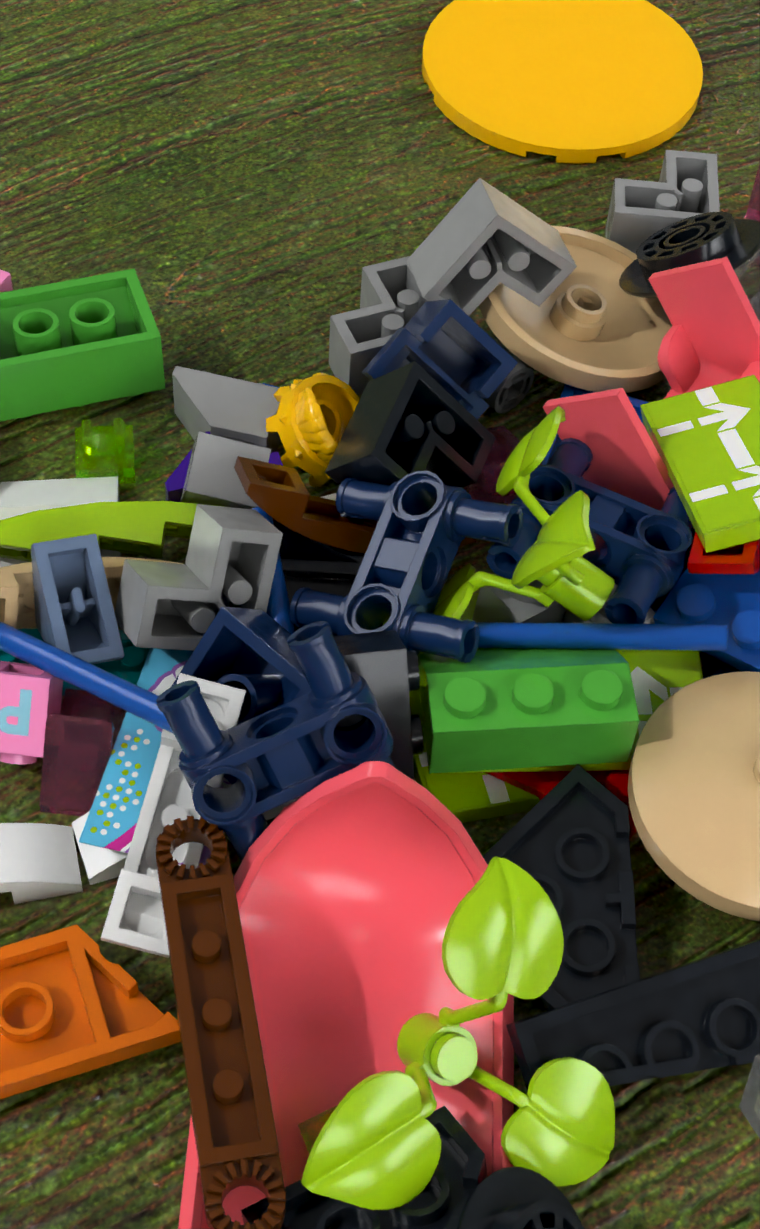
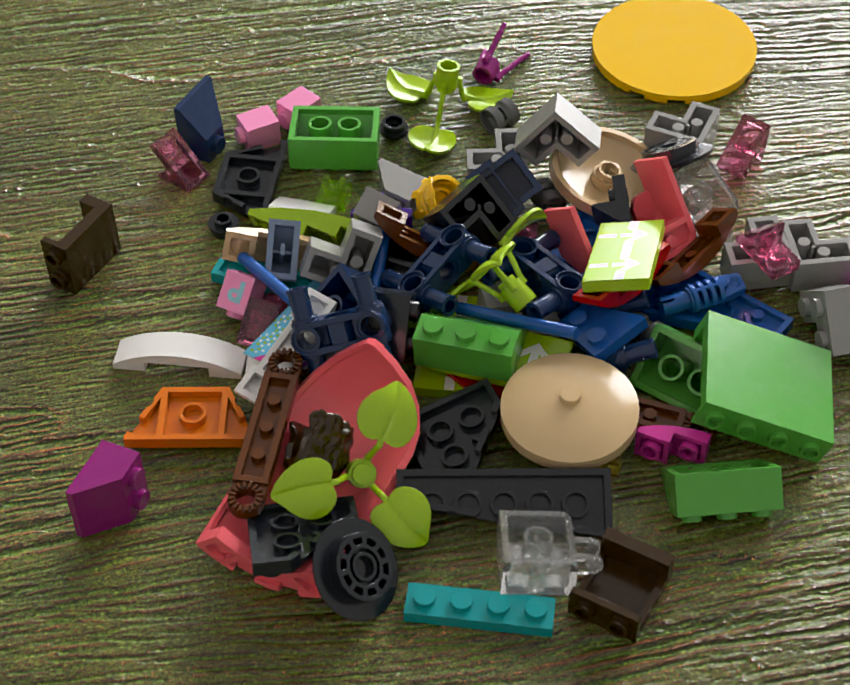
camera: 25 degrees right, 5 degrees down
(160, 221) = (446, 78): none -> lime plant
(164, 298) = (393, 127): none -> black plate
(276, 160) = (488, 66): none -> magenta plant
(330, 1024) = (325, 439): none -> dark brown hair
(341, 241) = (501, 115): none -> dark grey wheel
(649, 366) = (617, 207): none -> black slope

